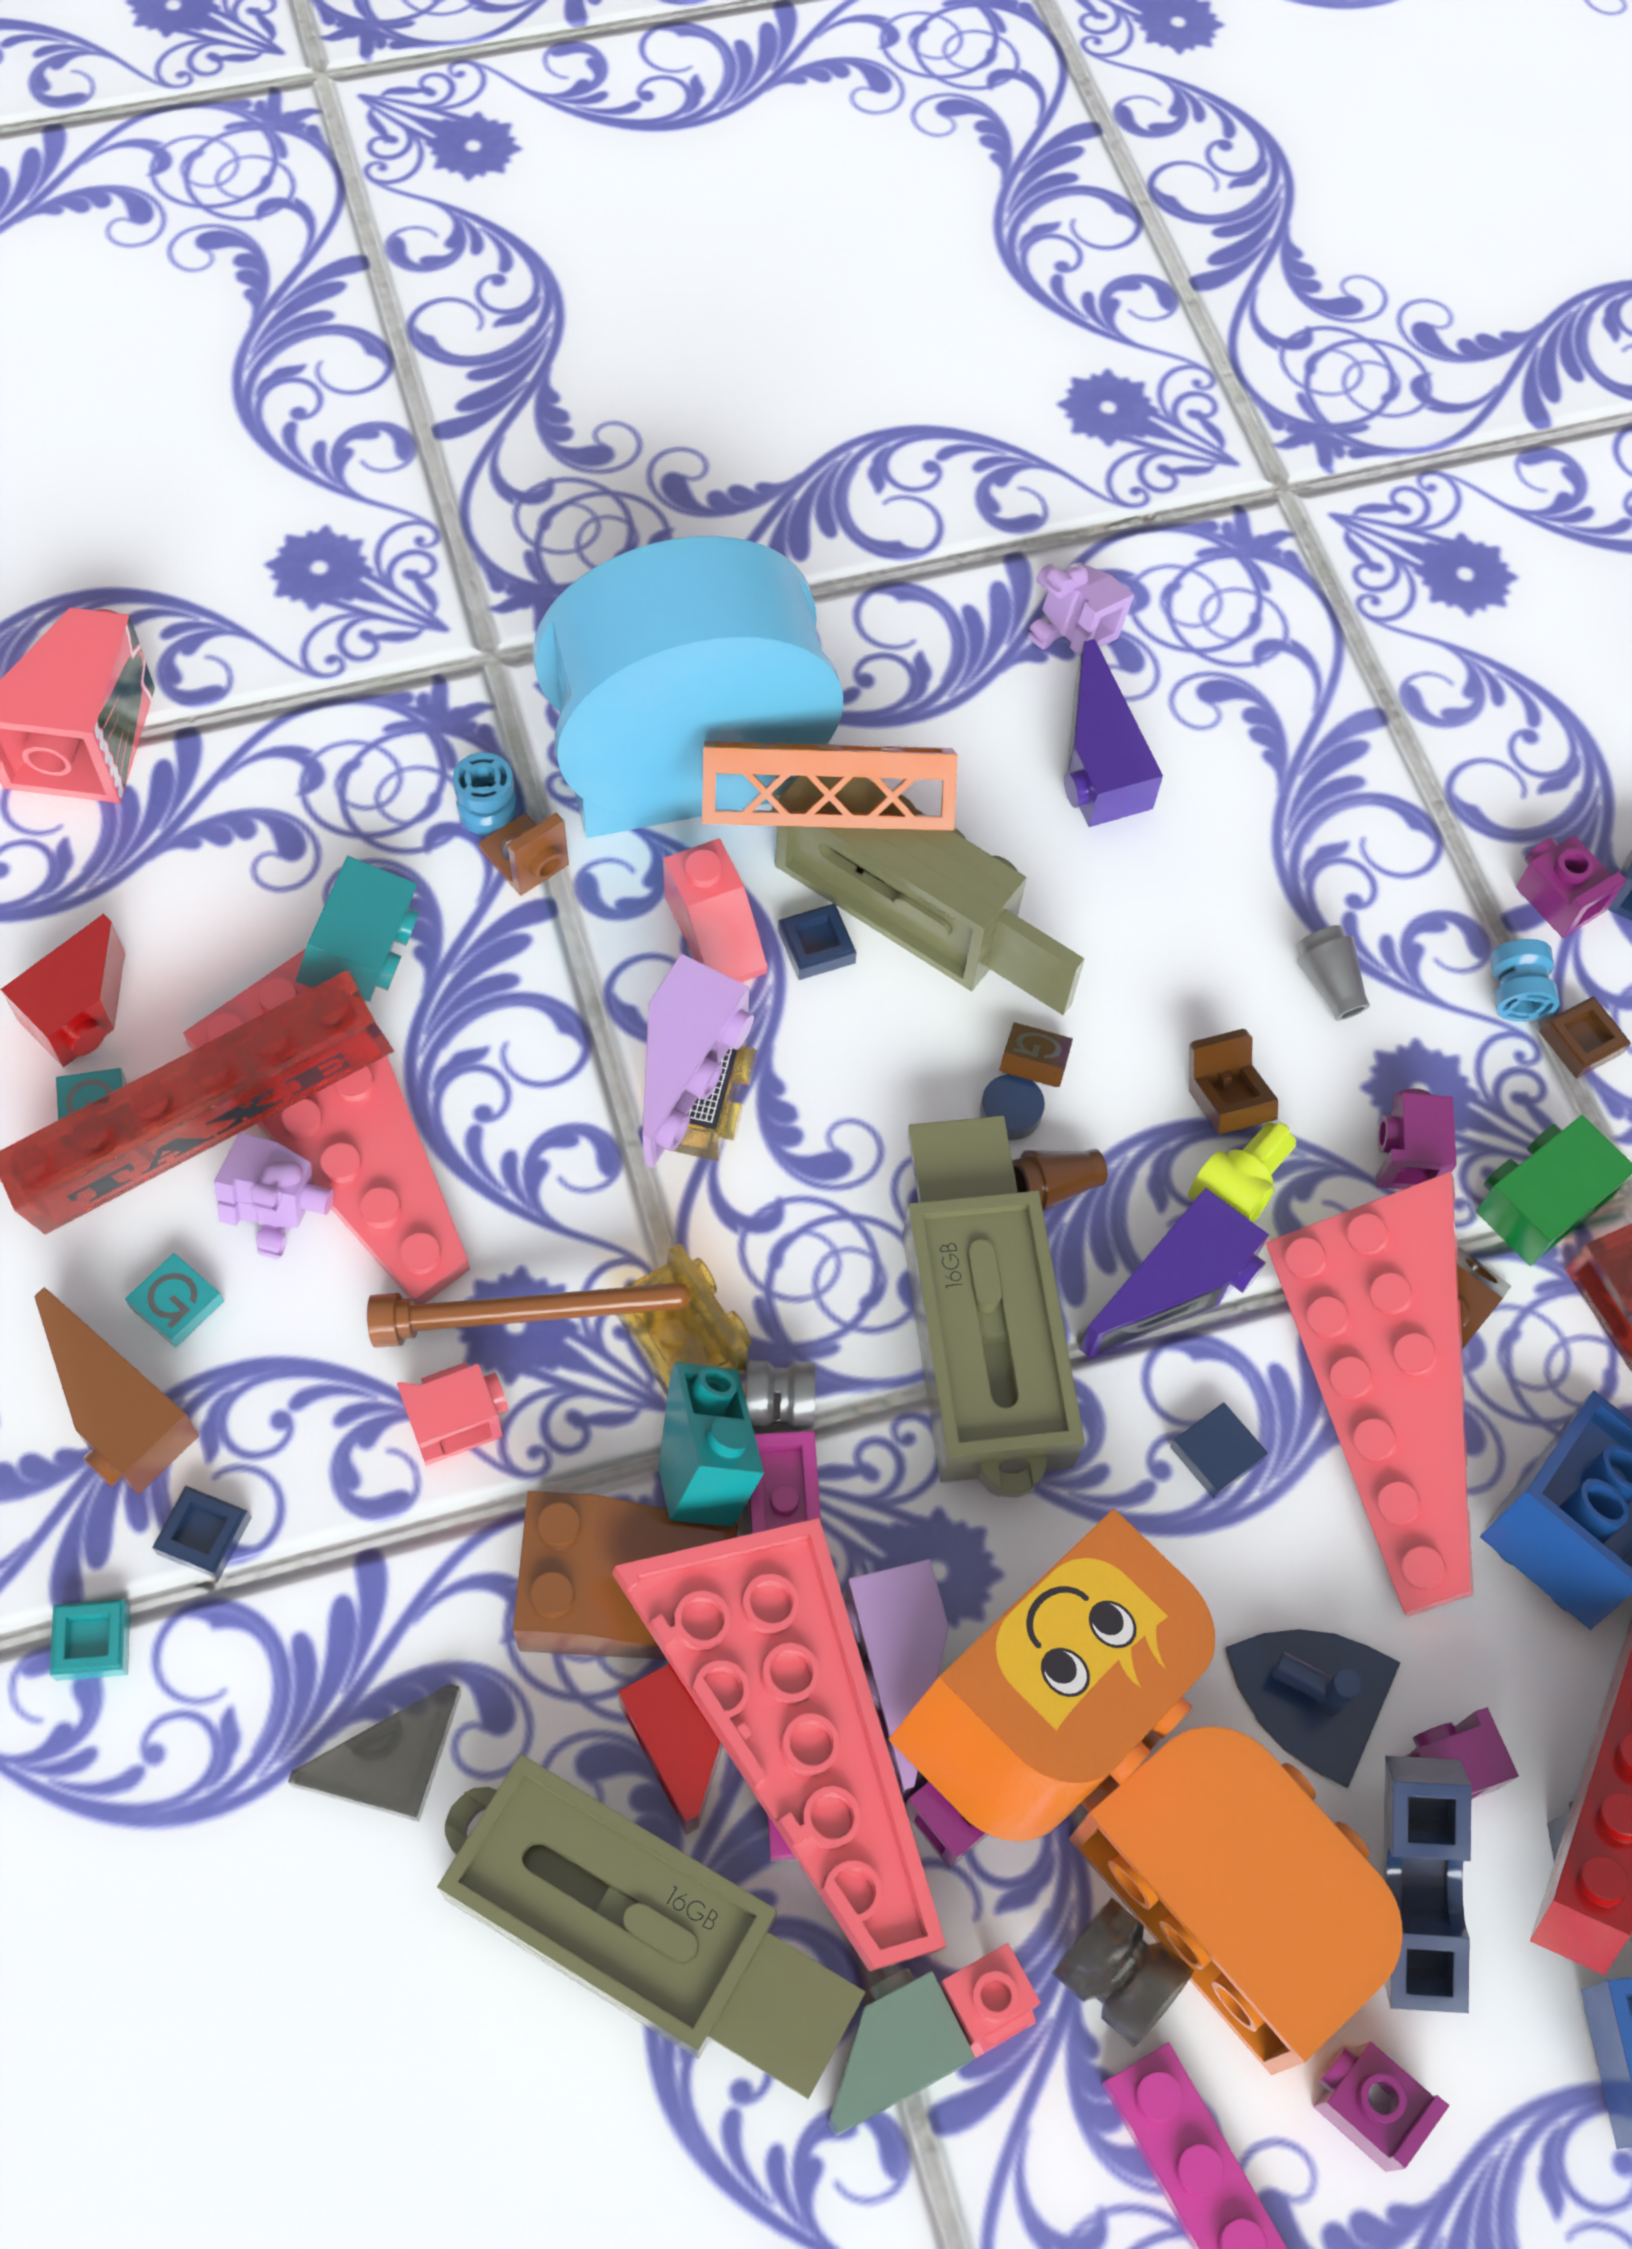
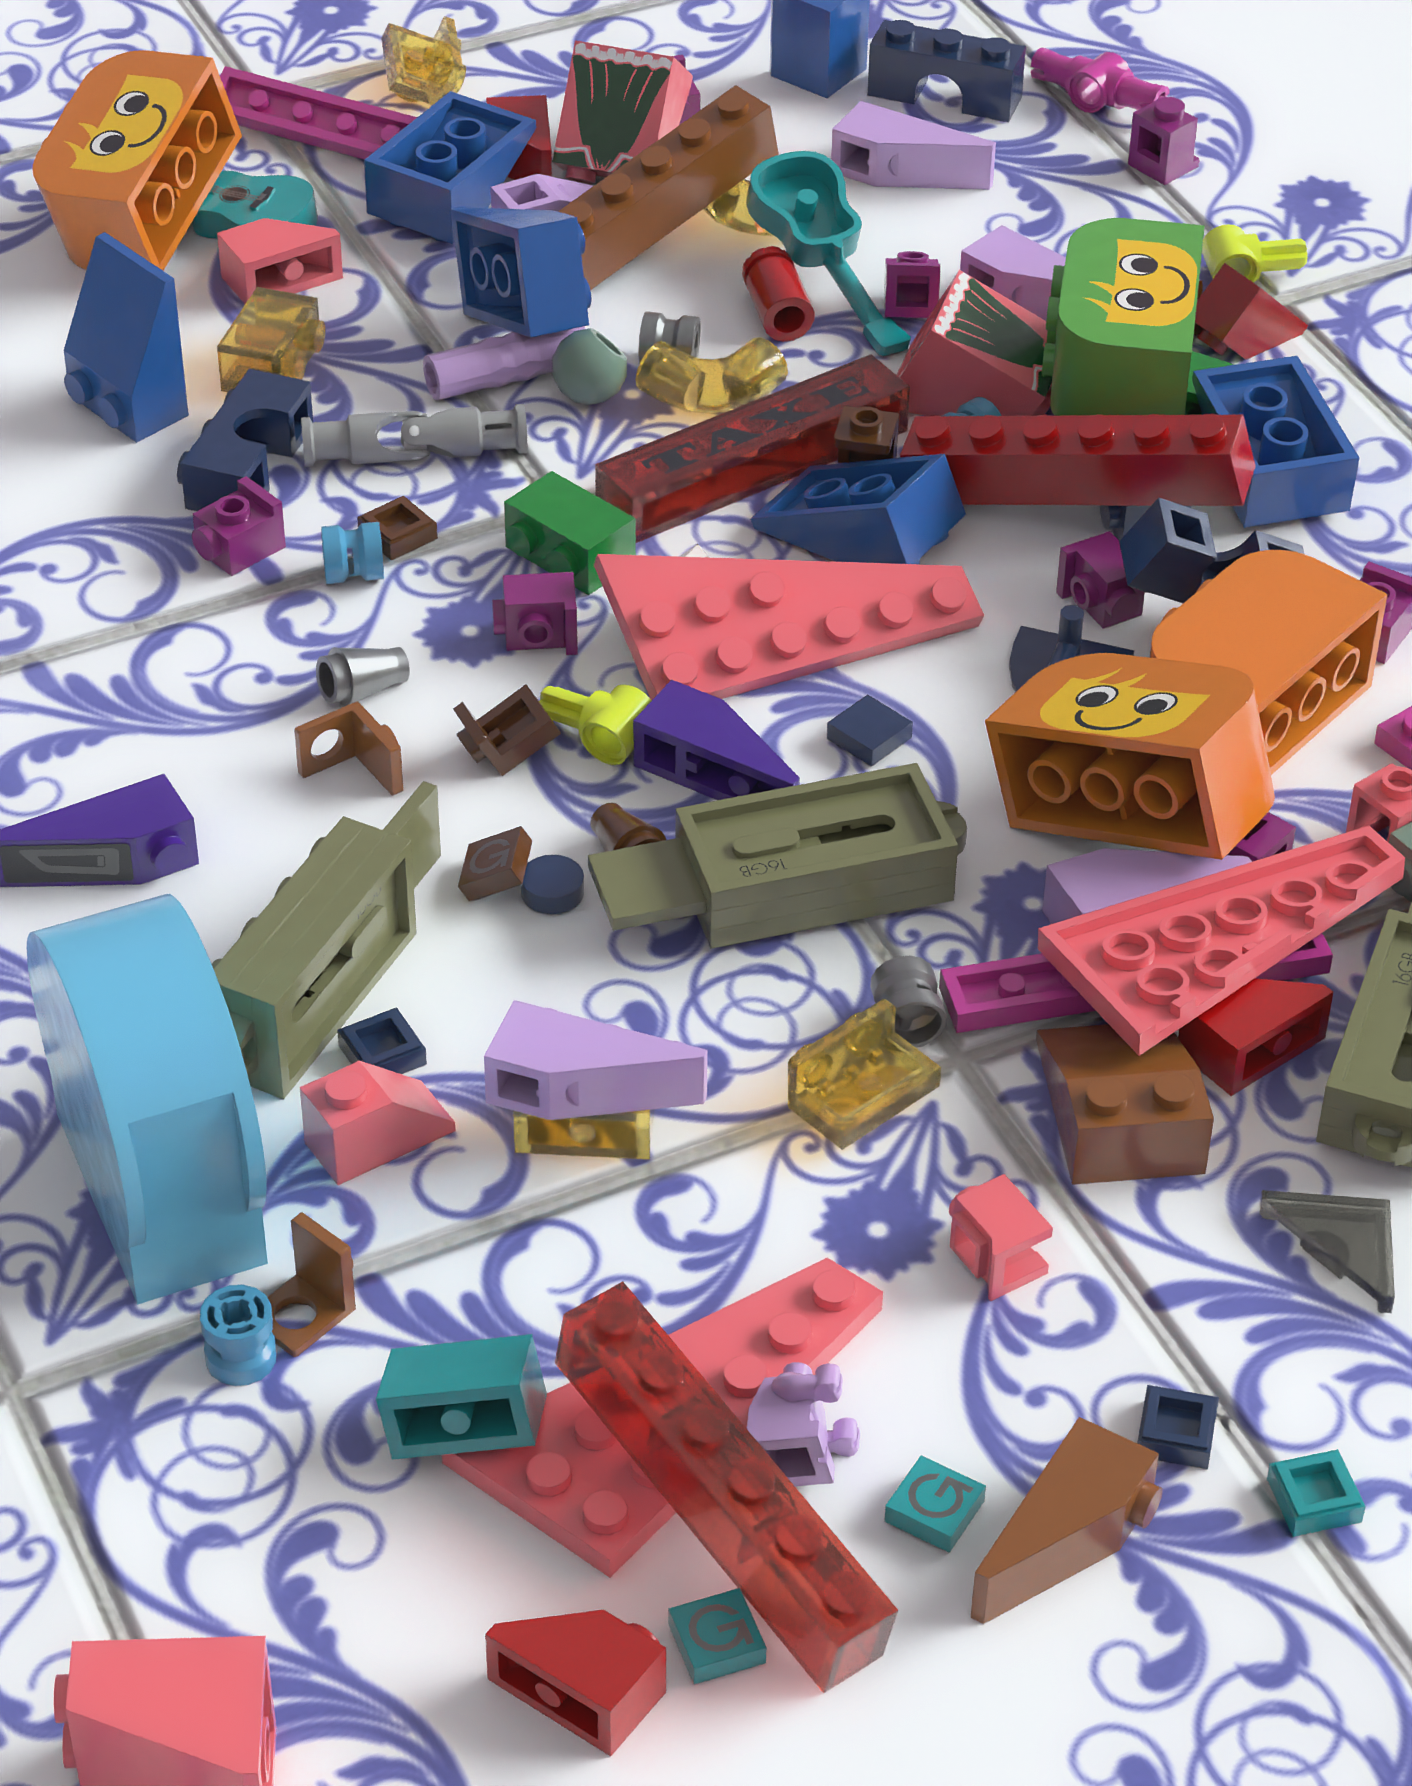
camera: 95 degrees left, 20 degrees down
(396, 1319) = (910, 1302): dark orange piece -> none
(707, 1446) = (985, 1027): teal slope -> none
(830, 761) = (245, 937): fence -> none
(1123, 1972) = (1339, 743): clear smoke wheel -> none
(1220, 965) = (357, 737): none -> dark orange bracket

